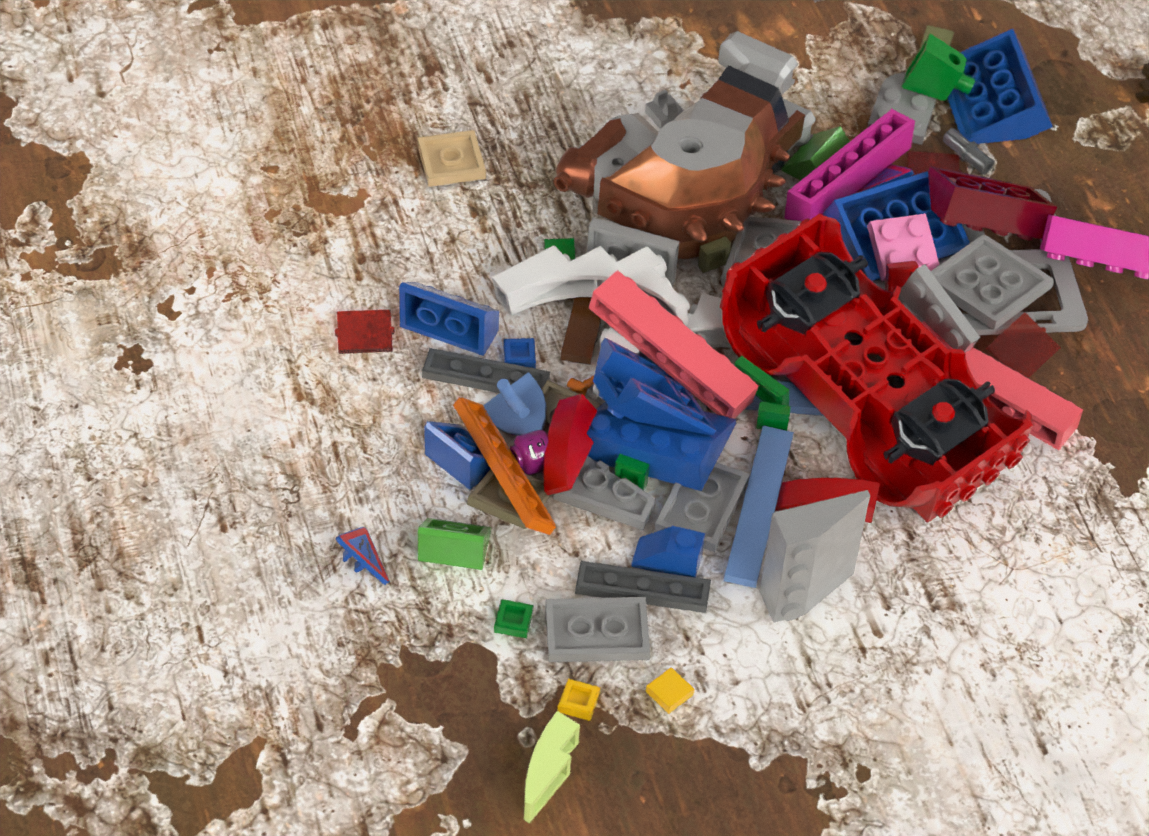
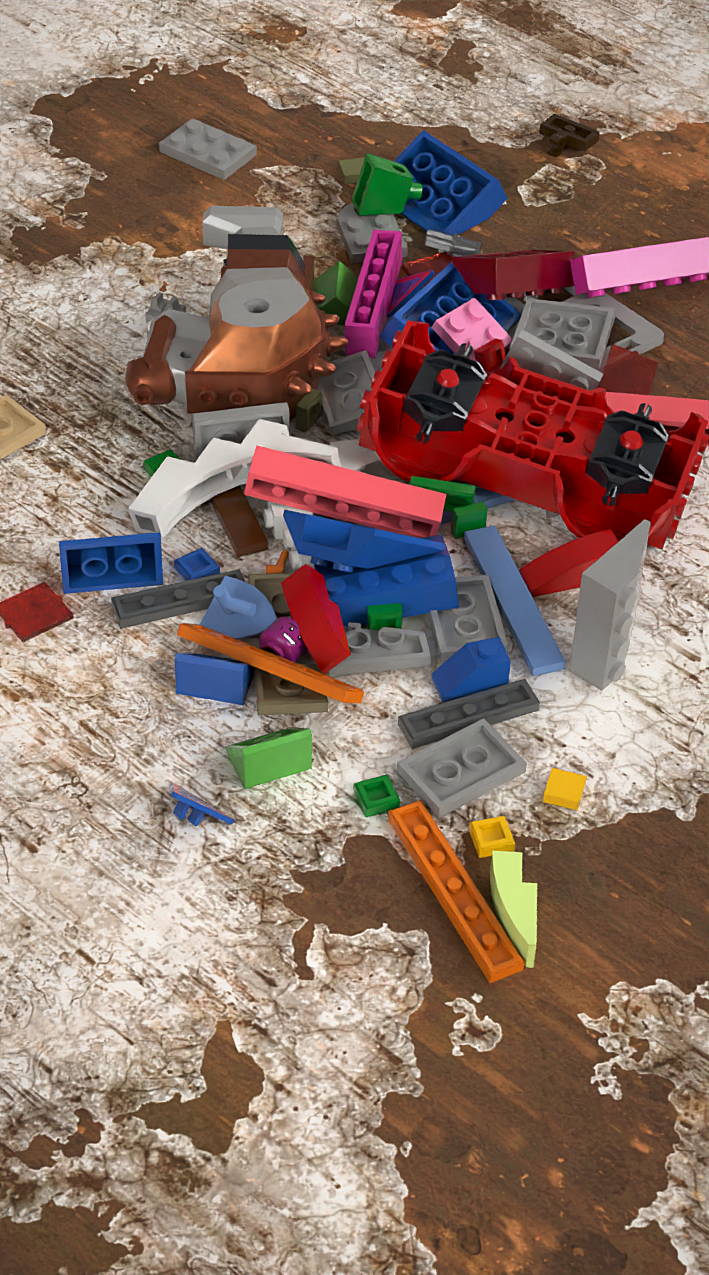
camera: 30 degrees left, 5 degrees down
(514, 729) = (456, 891): none -> orange tile

